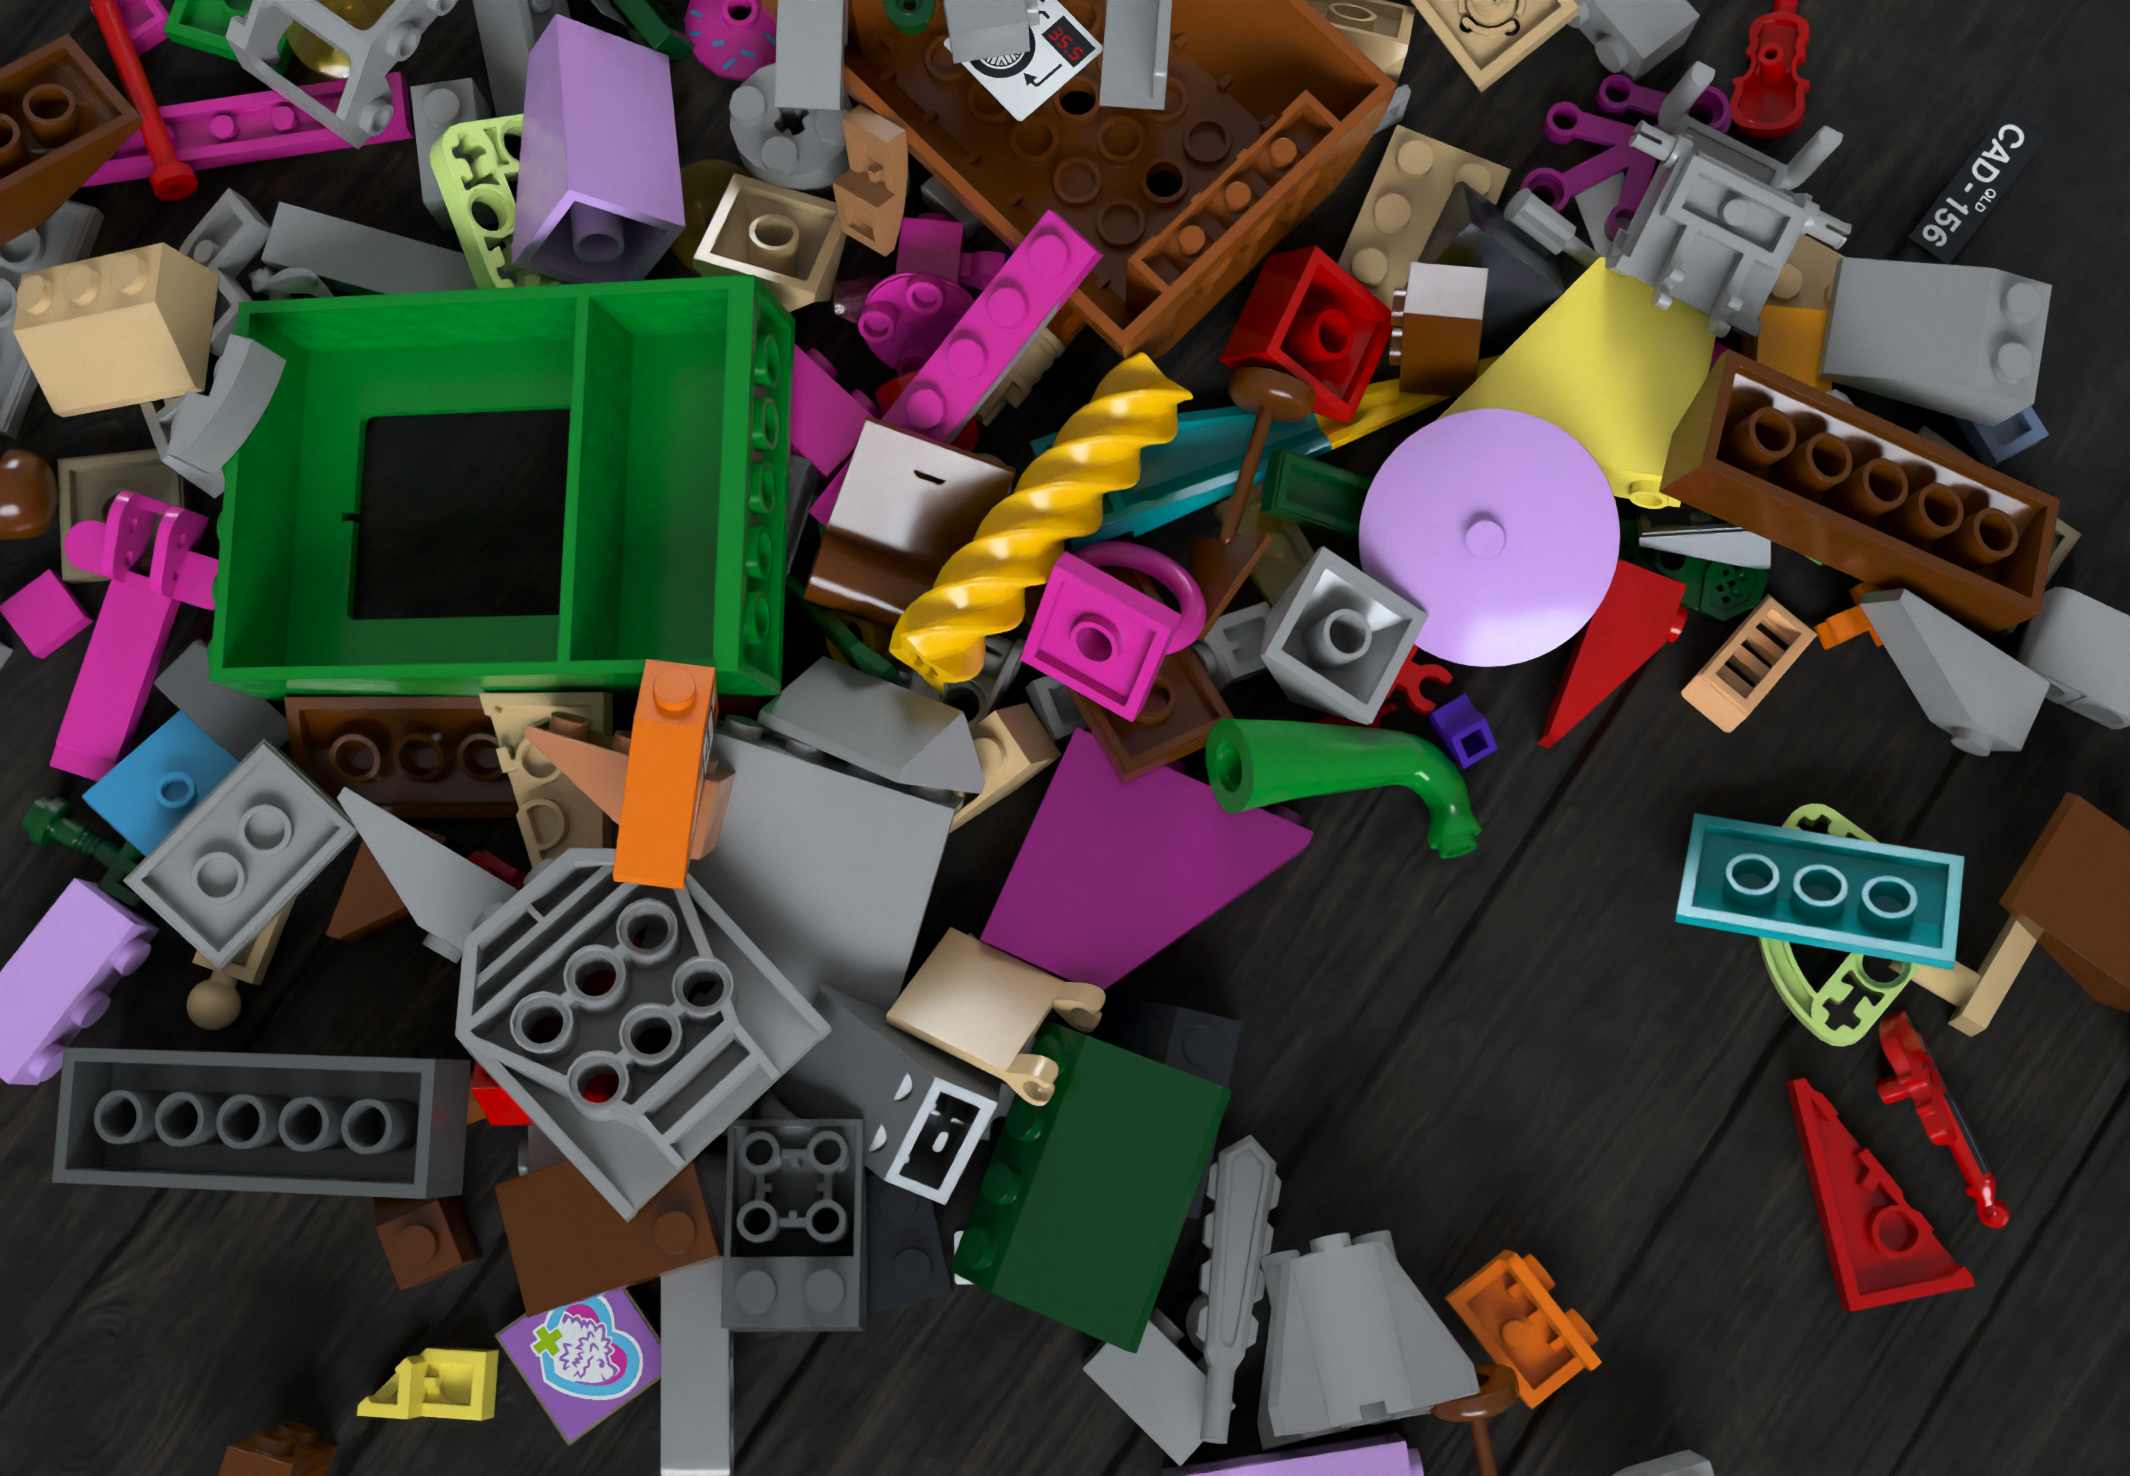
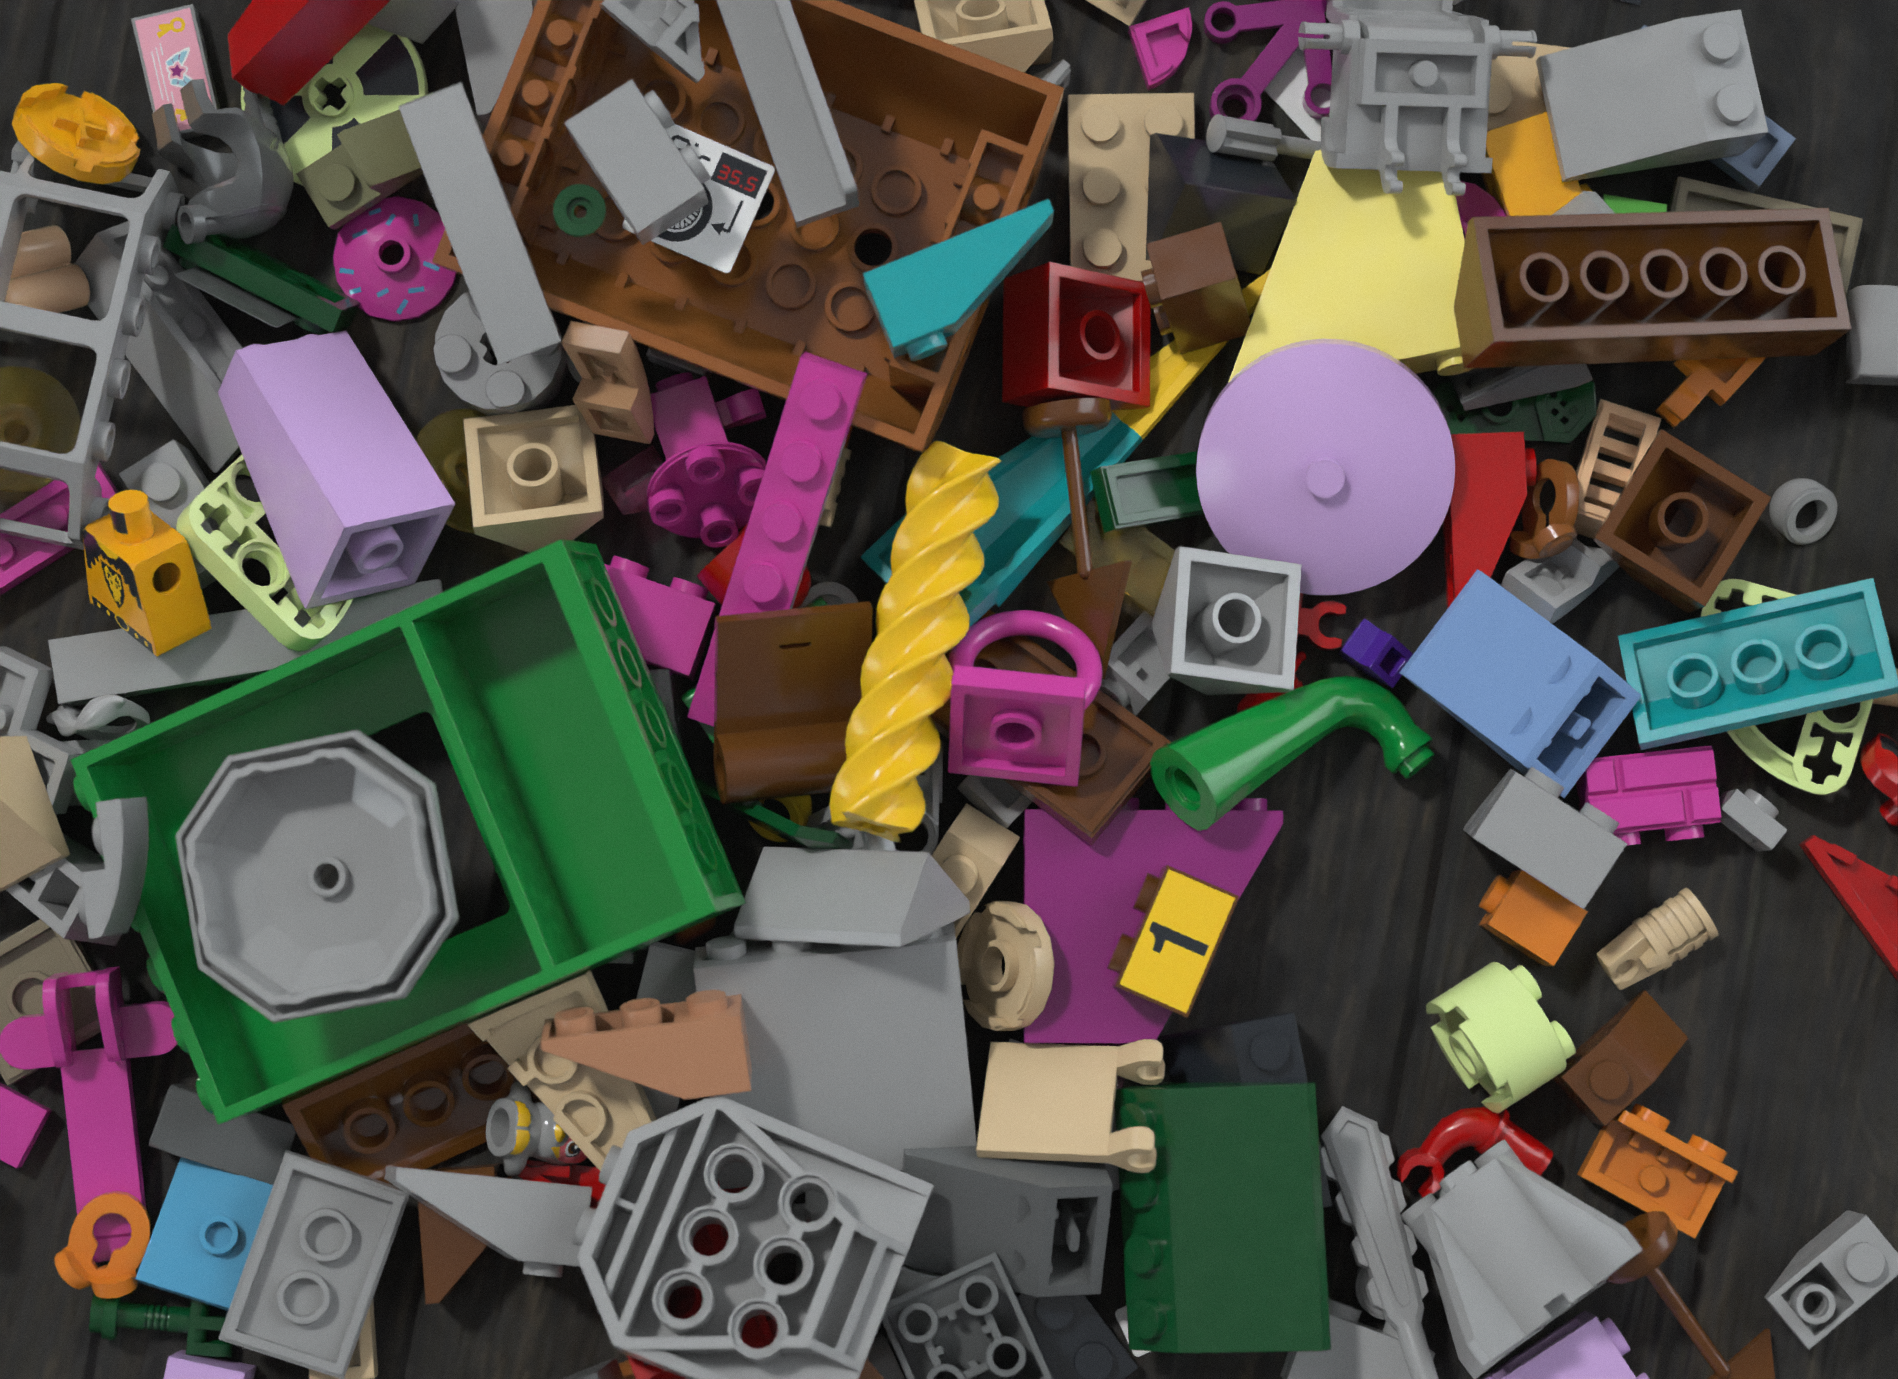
camera: 30 degrees left, 5 degrees up
(40, 759) = (76, 1260): none -> orange piece
(348, 449) = (257, 889): none -> light grey rock
(388, 176) = (144, 575): none -> light orange torso
(489, 817) = (527, 1129): none -> light grey animal
(666, 773) = (695, 1032): orange slope -> none
(994, 862) = (1022, 939): none -> tan tile
(1158, 900) = (1173, 939): none -> yellow brick
(1210, 202) = (941, 286): none -> teal slope
(1368, 1212) = (1473, 1128): none -> red piece
(1428, 1130) = (1500, 1034): none -> yellowish green brick
(1499, 120) = (1161, 45): none -> dark pink tile
(1503, 1034) = (1530, 916): none -> orange brick
(1531, 1207) = (1621, 1059): none -> reddish brown slope
(1554, 961) = (1546, 836): none -> light grey slope
(1586, 812) = (1520, 683): none -> medium blue slope
(1614, 1110) = (1657, 940): none -> tan hinge
(1662, 969) = (1654, 792): none -> dark pink brick
(1665, 738) = (1561, 581): none -> light grey slope
(1666, 693) = (1536, 539): none -> dark orange piece
(1749, 1034) = (1751, 818): none -> light grey plate
(1798, 729) = (1680, 522): none -> reddish brown slope
(1903, 762) = (1791, 498): none -> light grey piece
(1957, 675) = (1803, 409): light grey slope -> none

